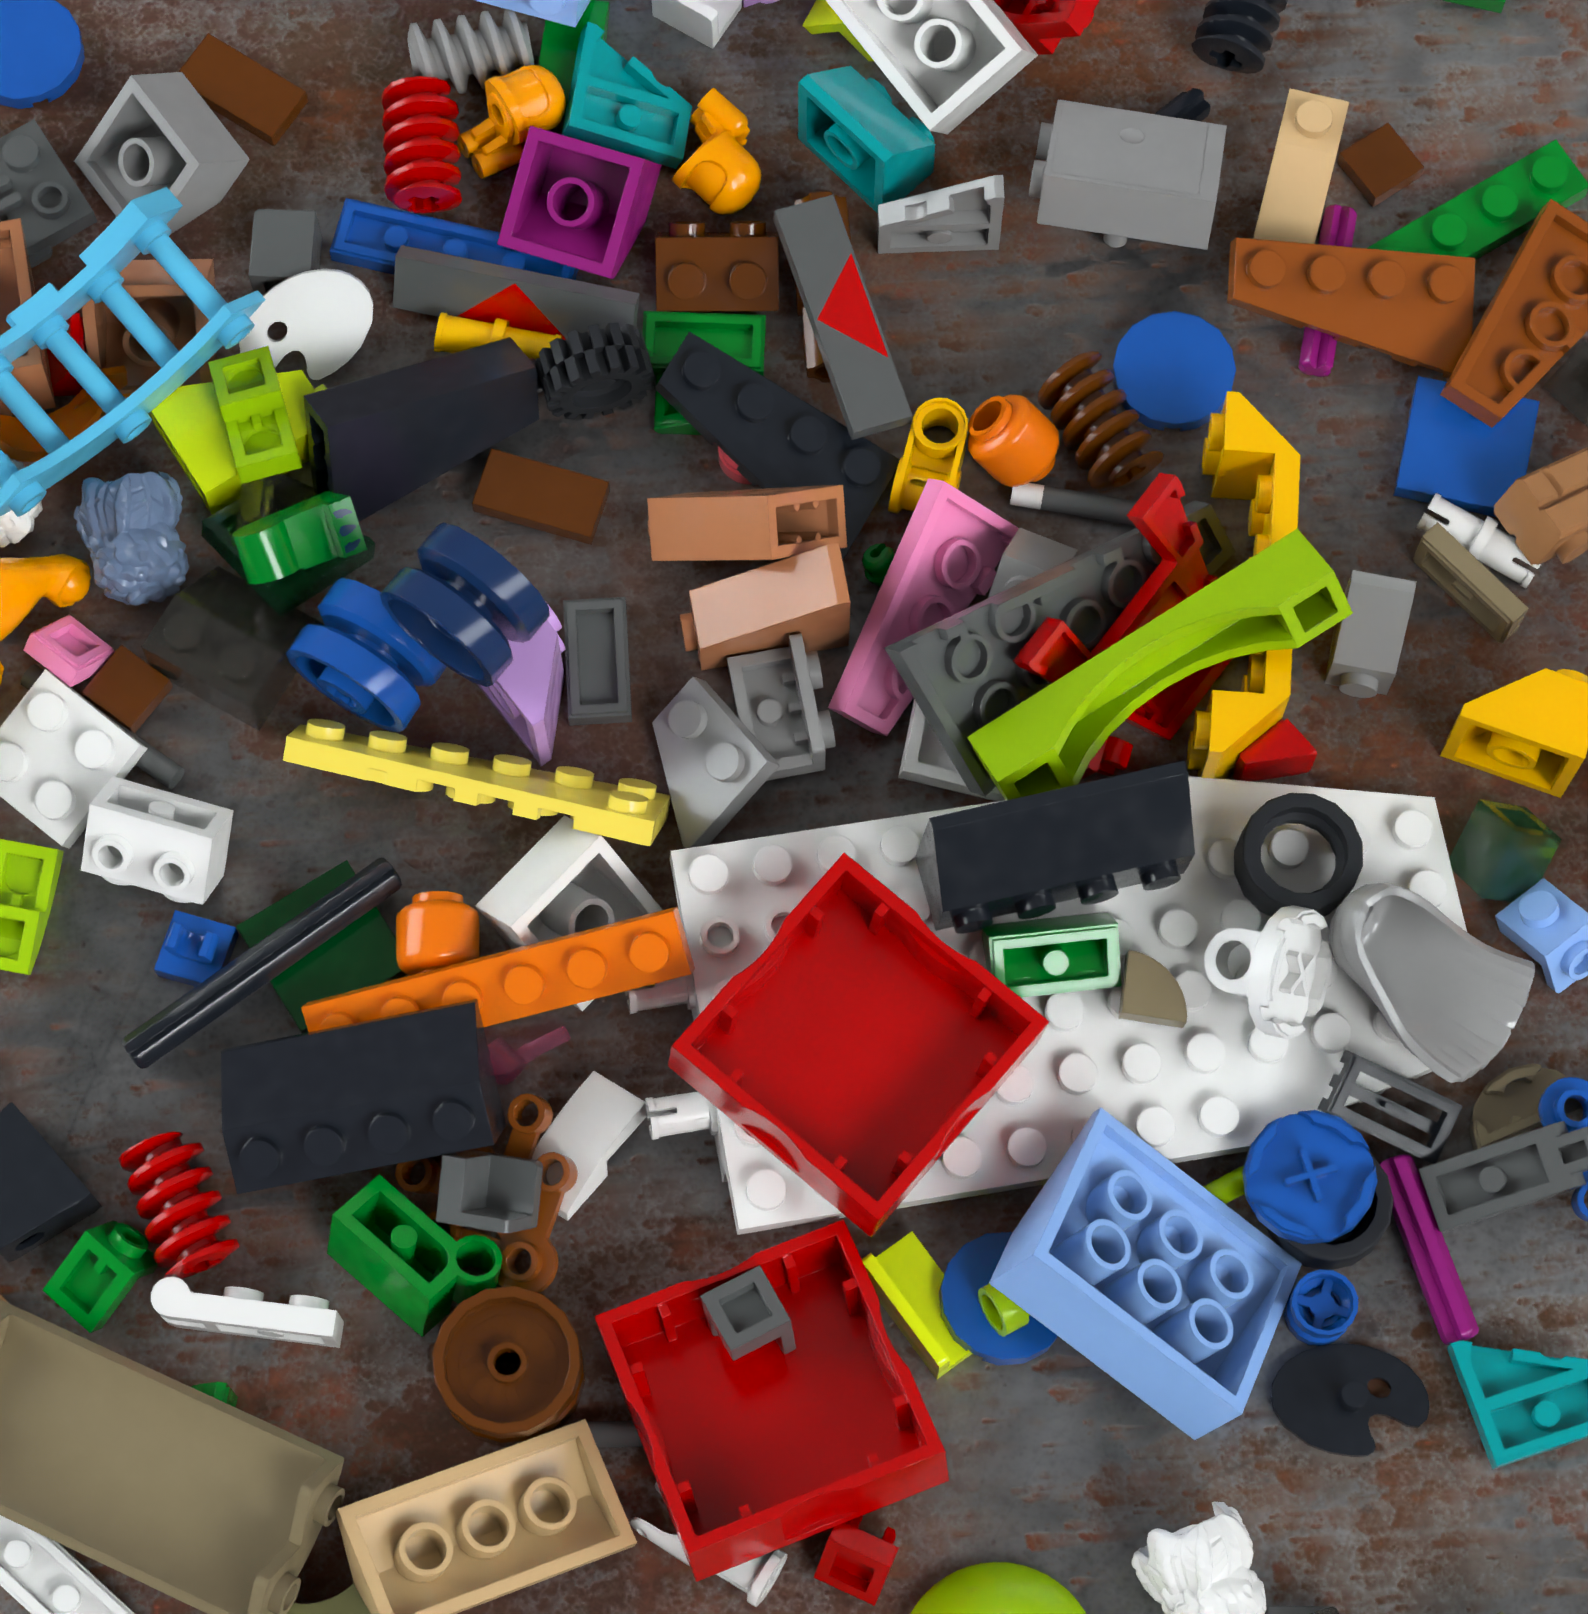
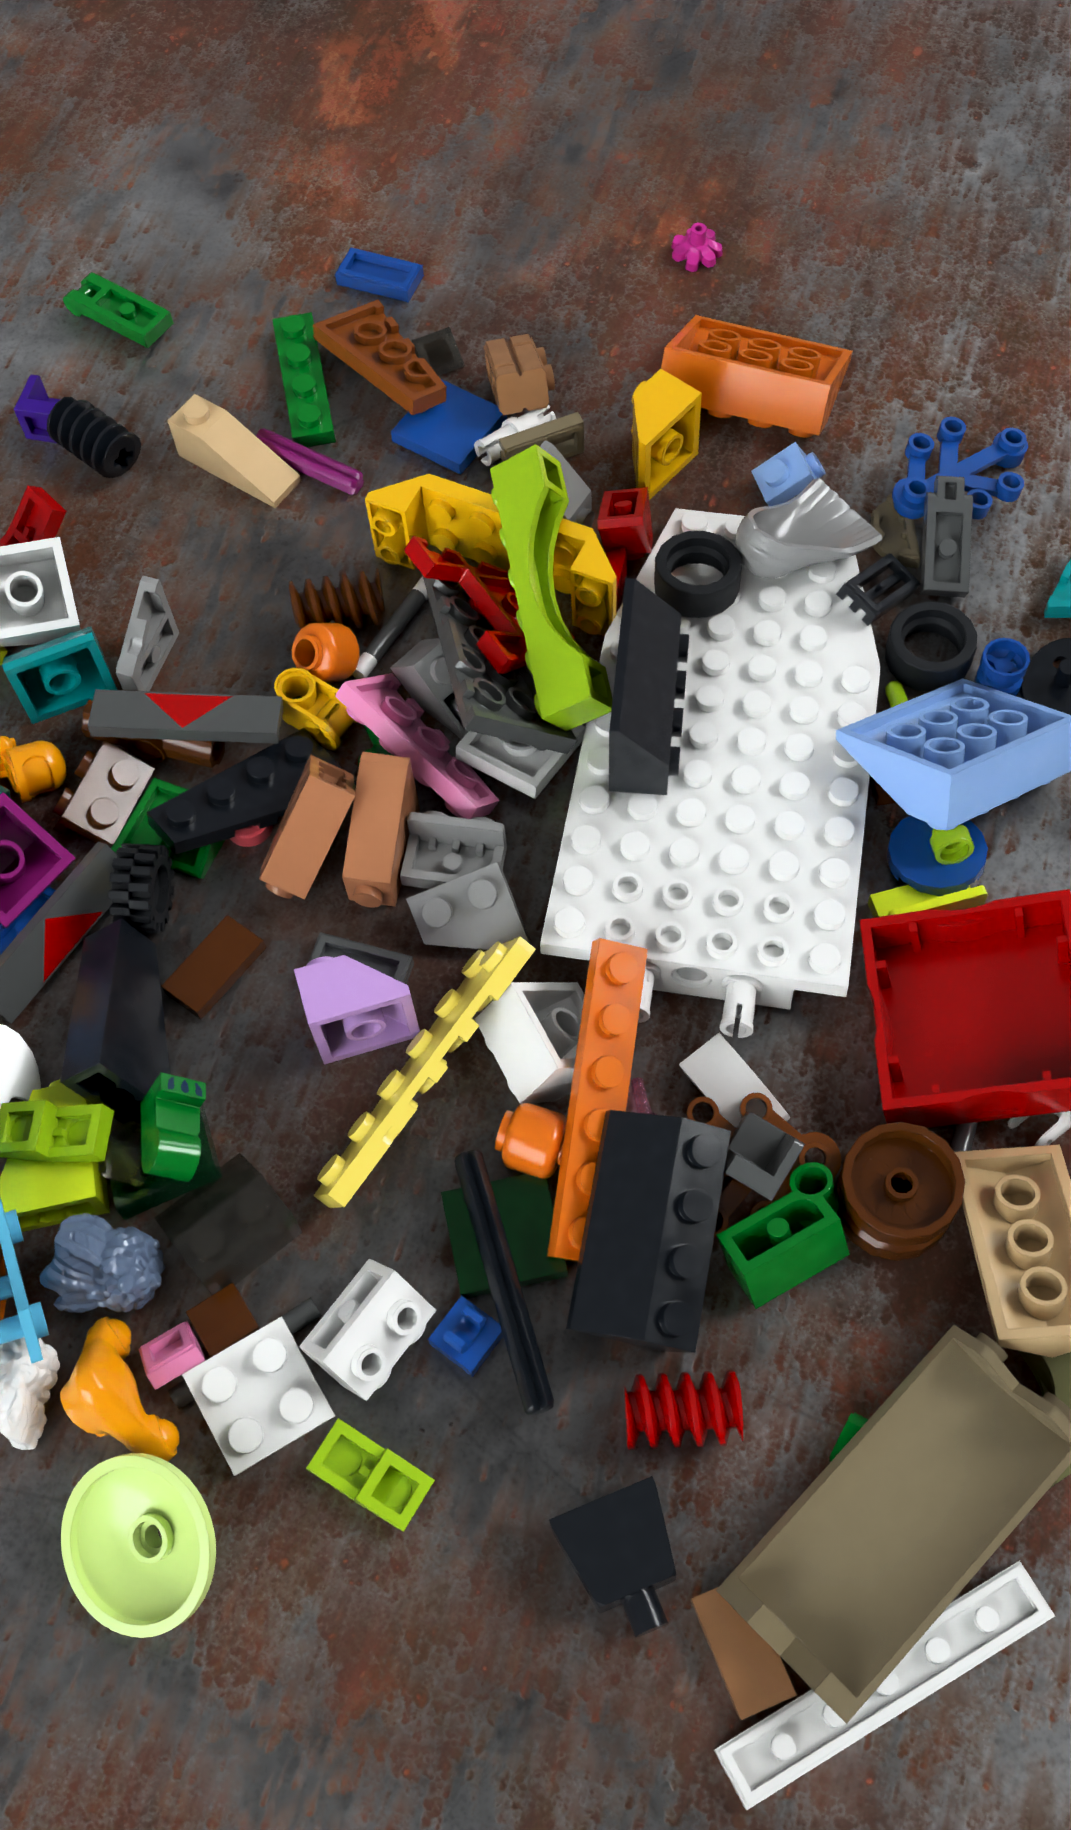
camera: 65 degrees left, 10 degrees down
(100, 1273) = (716, 1497): green bracket -> none
(246, 1314) = (787, 1386): white plate -> none
(363, 657) = (289, 1111): blue wheel -> none
(459, 334) = (64, 974): yellow pin -> none
(465, 604) = (303, 989): dark blue wheel -> none
(748, 1314) = (914, 1003): dark grey panel -> none
(857, 1044) = (744, 856): red tile -> none
(1054, 954) = (712, 730): green slope -> none
(1131, 171) = (177, 522): light grey piece -> none
(1150, 993) = (759, 683): dark tan tile -> none
(1174, 370) = (318, 551): blue tile -> none
(1285, 972) = (778, 598): white tile -> none
(1309, 1177) = (917, 639): blue tile -> none
(1361, 736) = (626, 521): none -> red slope
(1373, 298) = (325, 433): dark orange wing -> none
(1380, 164) = (241, 405): reddish brown tile -> none
(1429, 1252) = (989, 604): magenta axle -> none
(1503, 850) = (726, 482): clear green panel -> none

